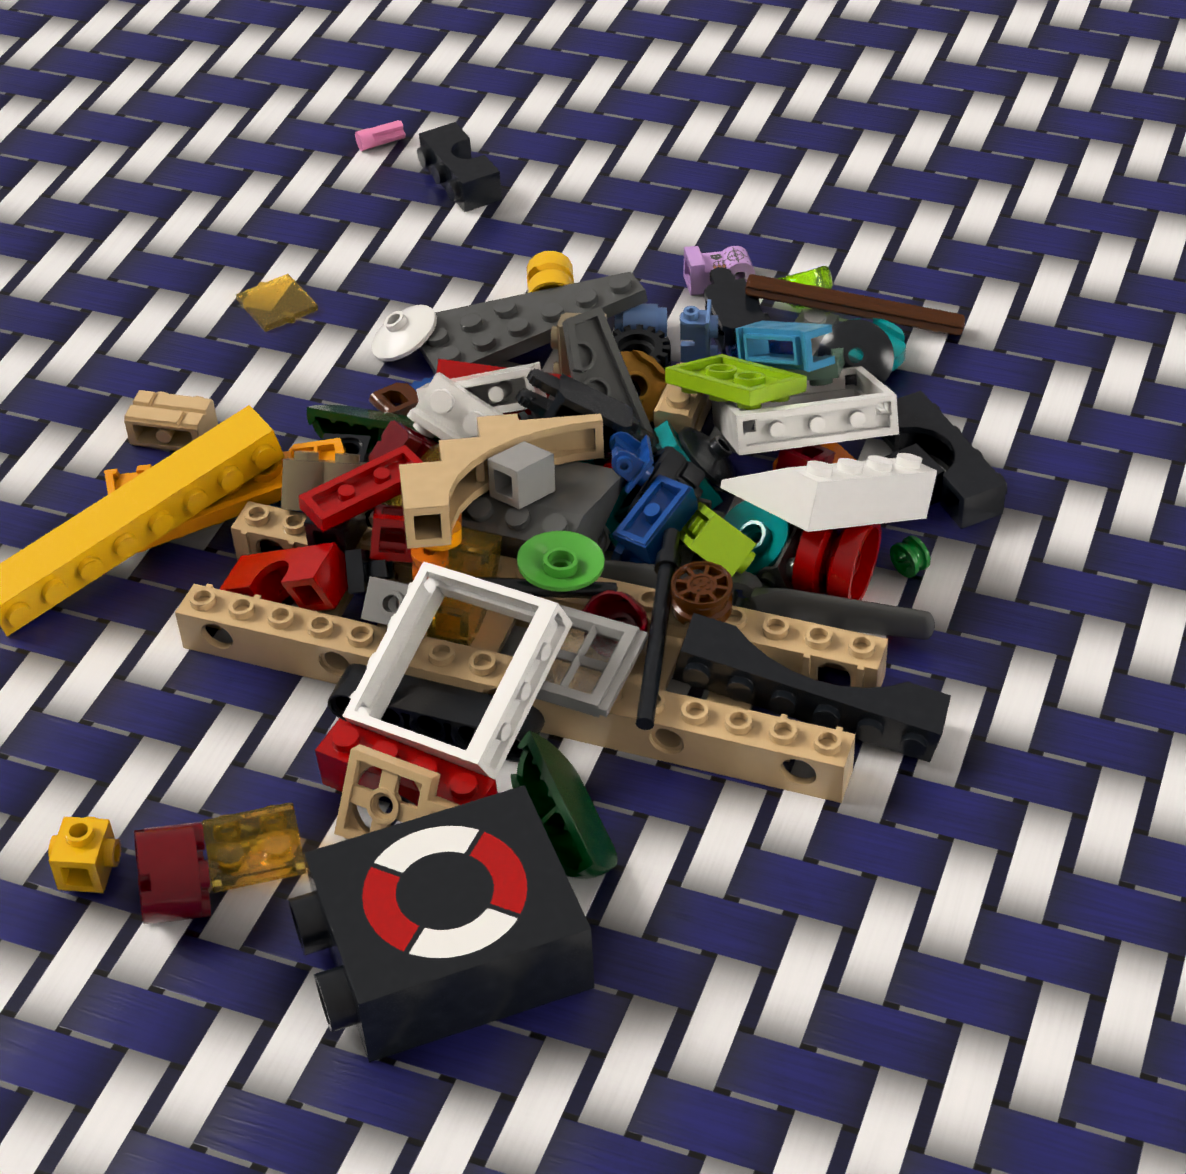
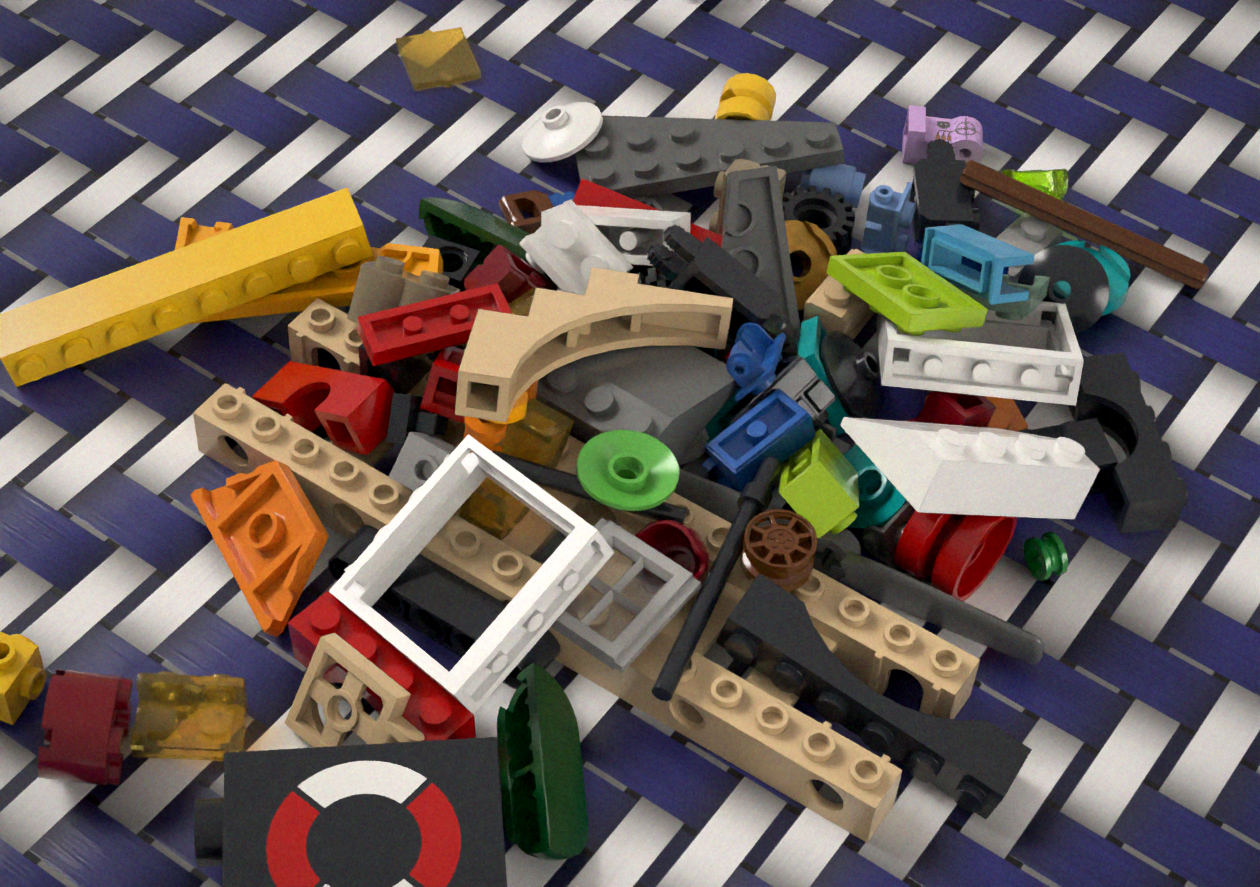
camera: 10 degrees right, 5 degrees up
(168, 419) = (271, 174): tan brick -> none
(269, 694) = (265, 537): none -> orange wing
(521, 475) = (617, 352): light grey brick -> none

